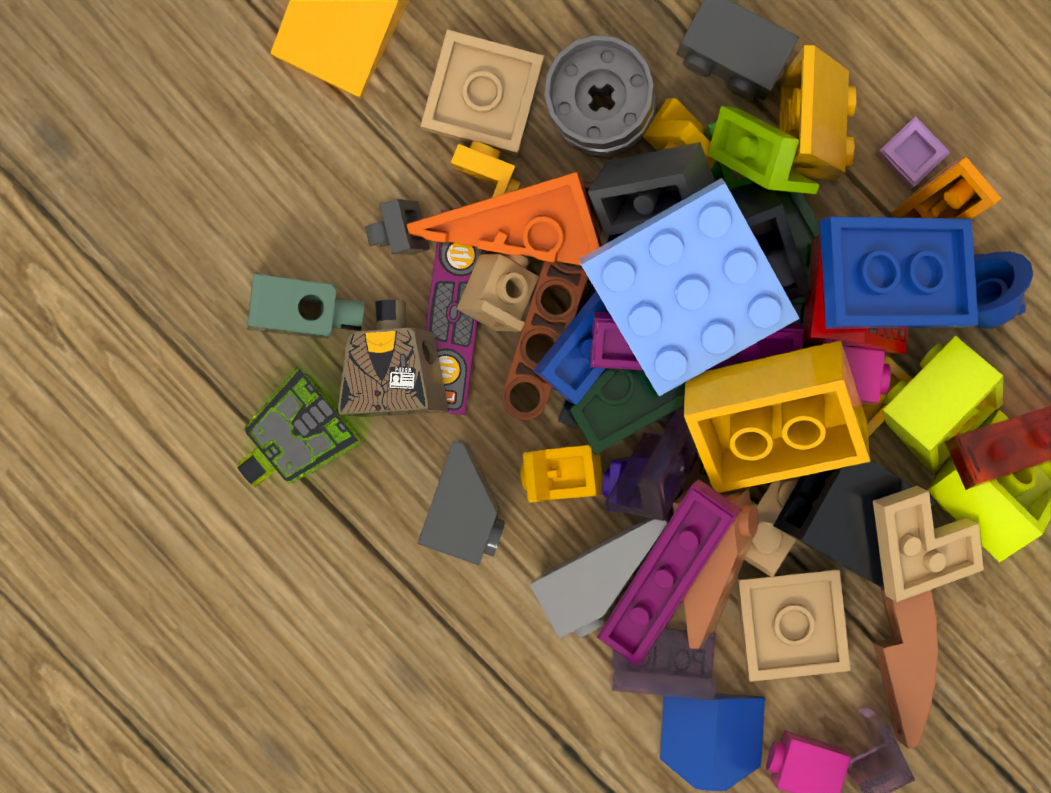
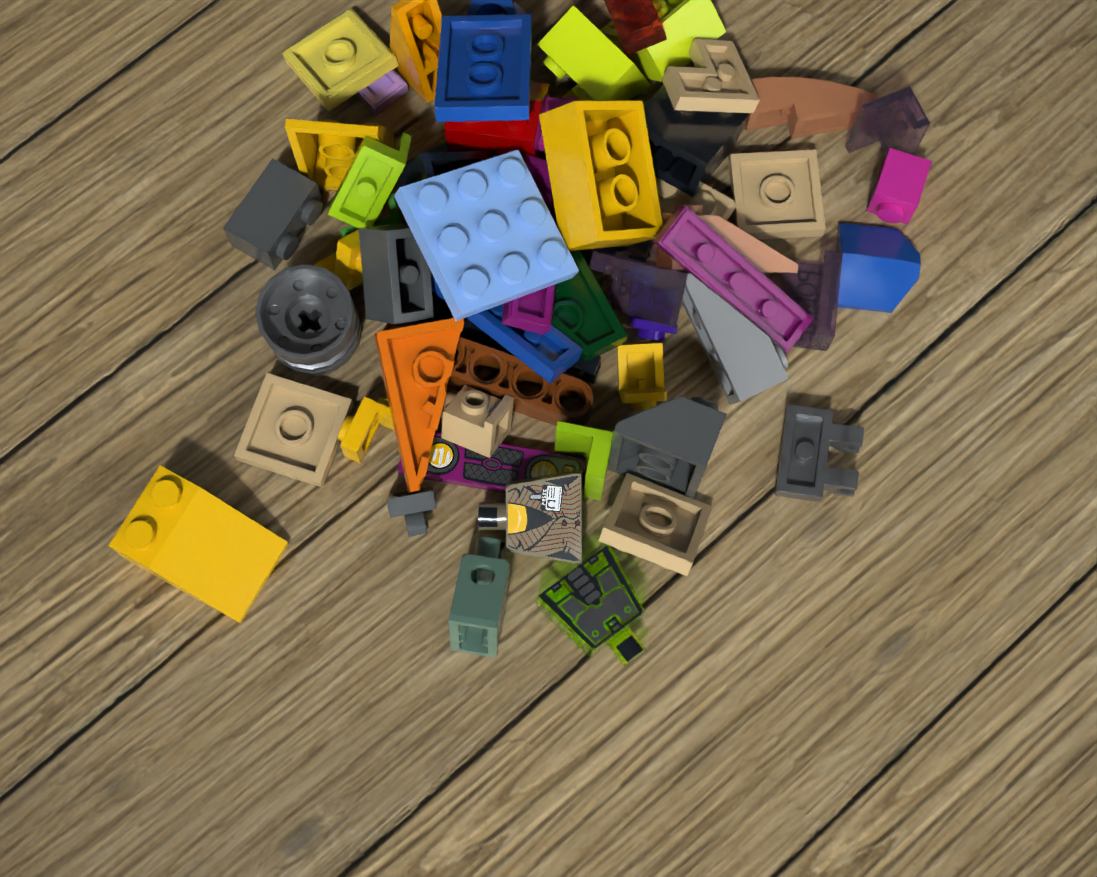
camera: 90 degrees left, 15 degrees down
(385, 494) = (656, 524): none -> tan plate
(455, 428) = (589, 444): none -> lime panel
(484, 659) = (805, 454): none -> flat silver plate
(941, 105) = (340, 59): none -> light yellow tile

